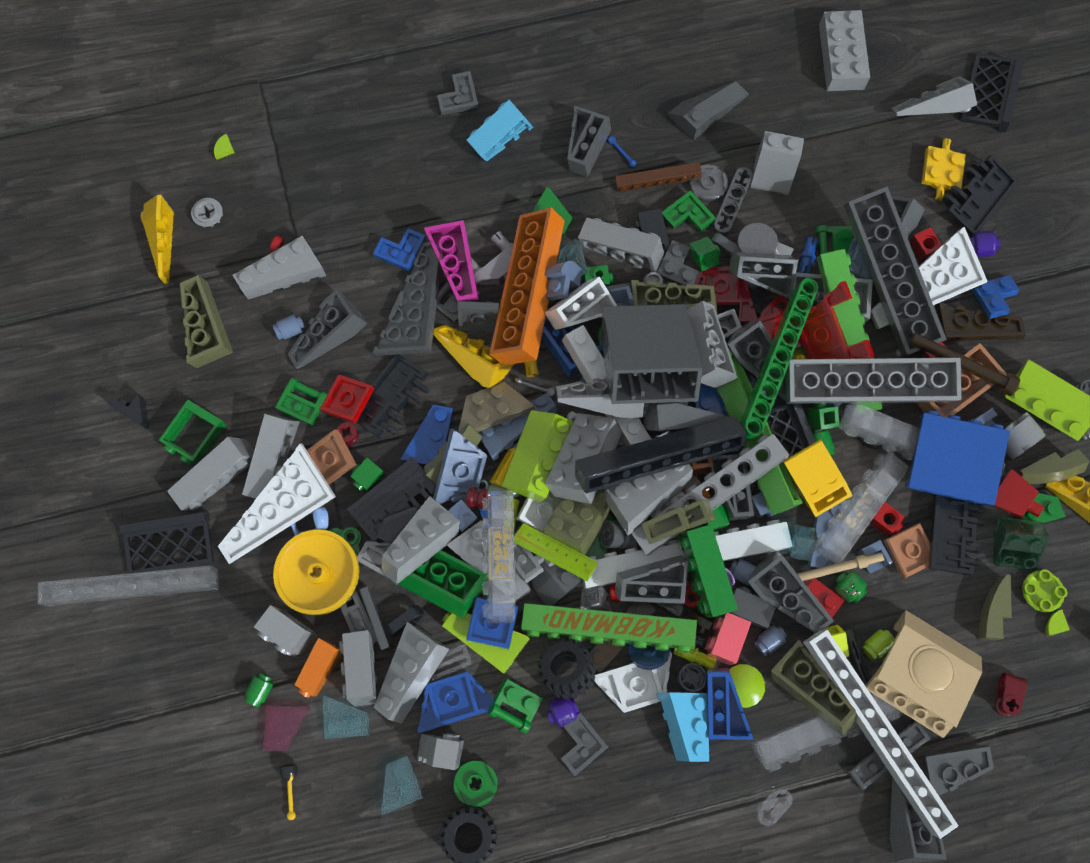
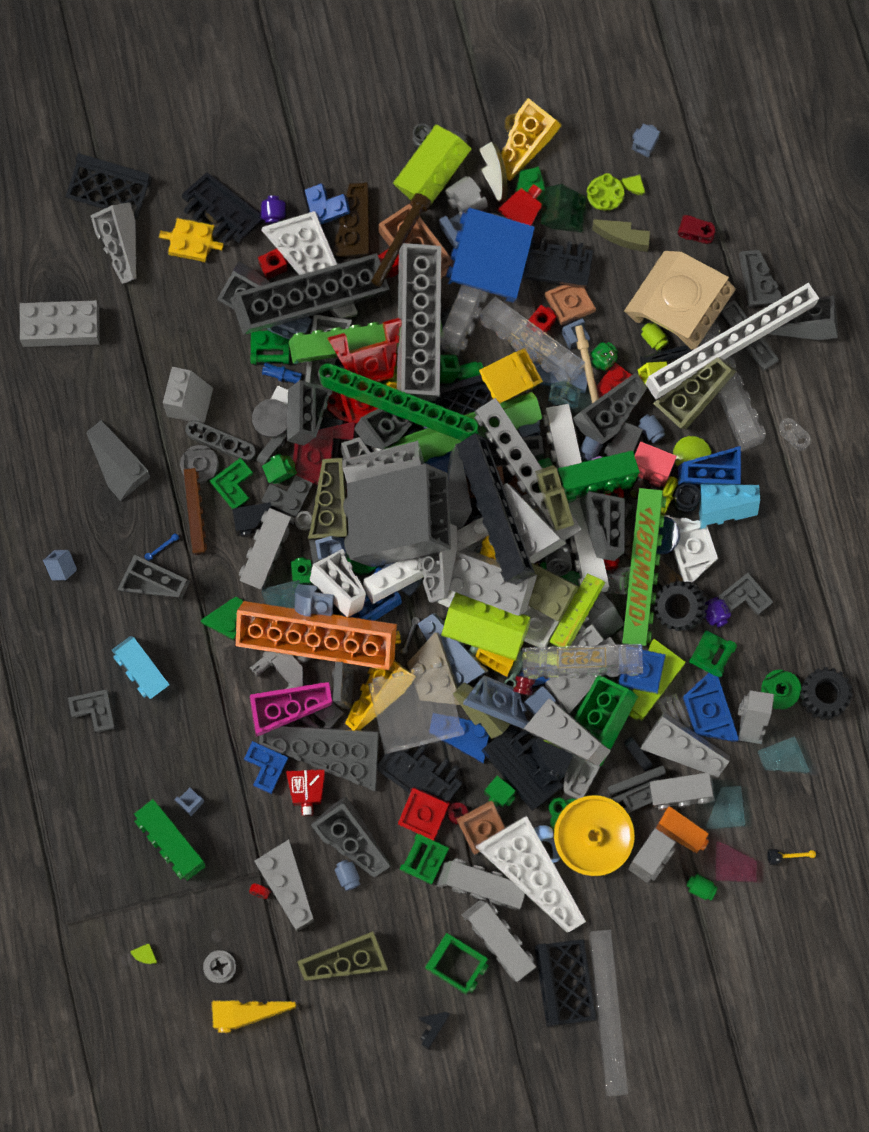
camera: 90 degrees left, 0 degrees up
(326, 160) = (167, 837): none -> green brick
(366, 180) = (189, 801): none -> sand blue panel
(376, 286) = (306, 789): none -> red torso
(450, 385) = (415, 708): none -> clear panel
(601, 61) = (60, 565): none -> sand blue panel

